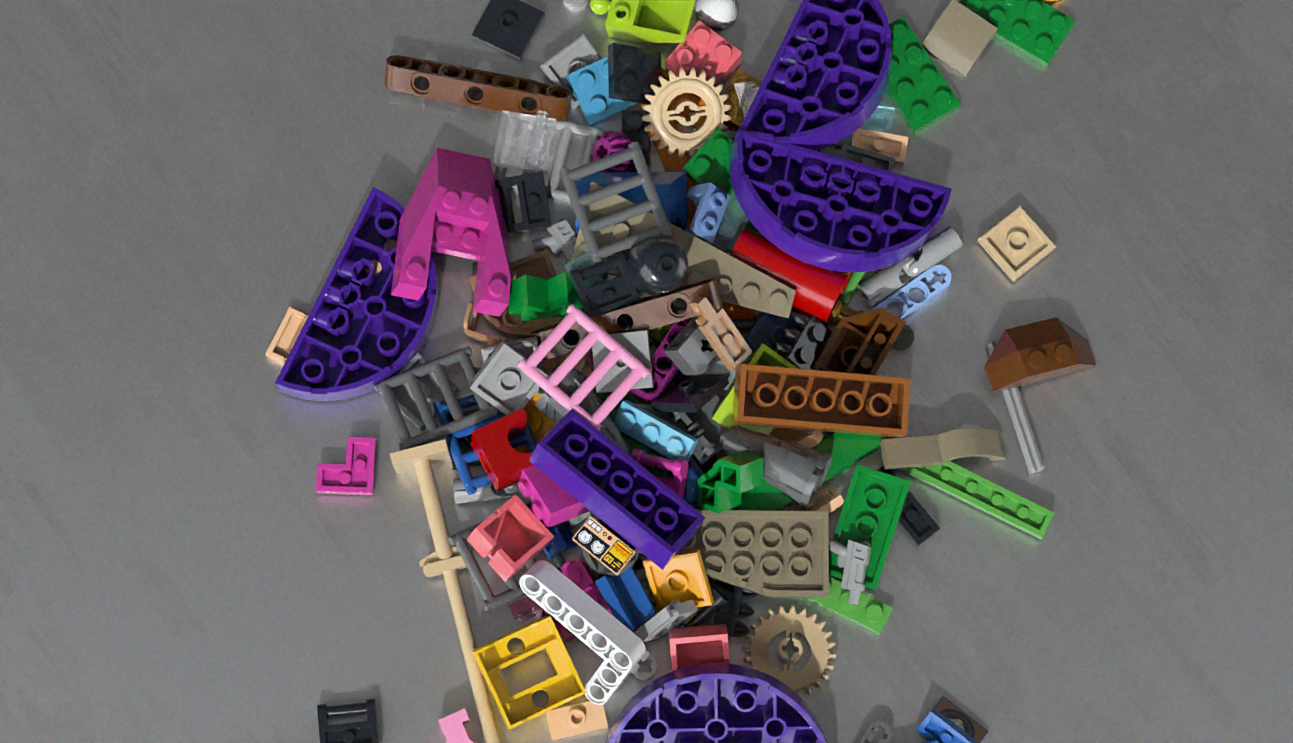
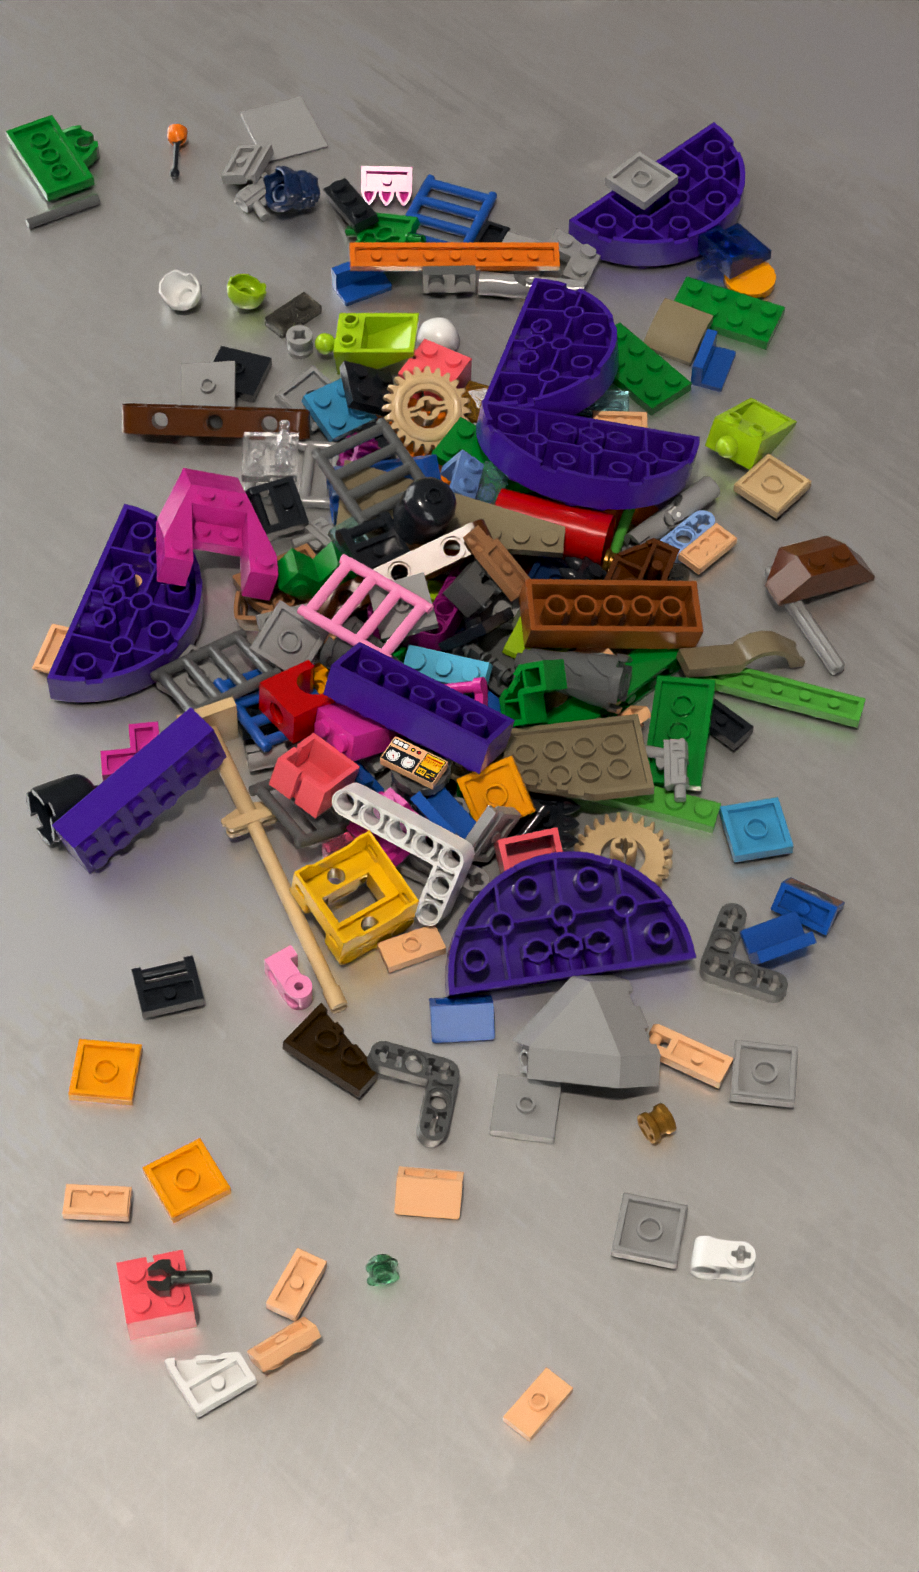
camera: 10 degrees left, 20 degrees down
(278, 525) = (54, 800): none -> black cylinder
(346, 528) = (140, 791): none -> dark purple brick
(476, 42) = (208, 383): none -> light grey plate
(920, 642) = (756, 829): none -> dark azure plate
(937, 310) = (707, 548): none -> light nougat plate
(987, 82) = (711, 364): none -> blue panel
(1006, 175) = (748, 432): none -> lime slope

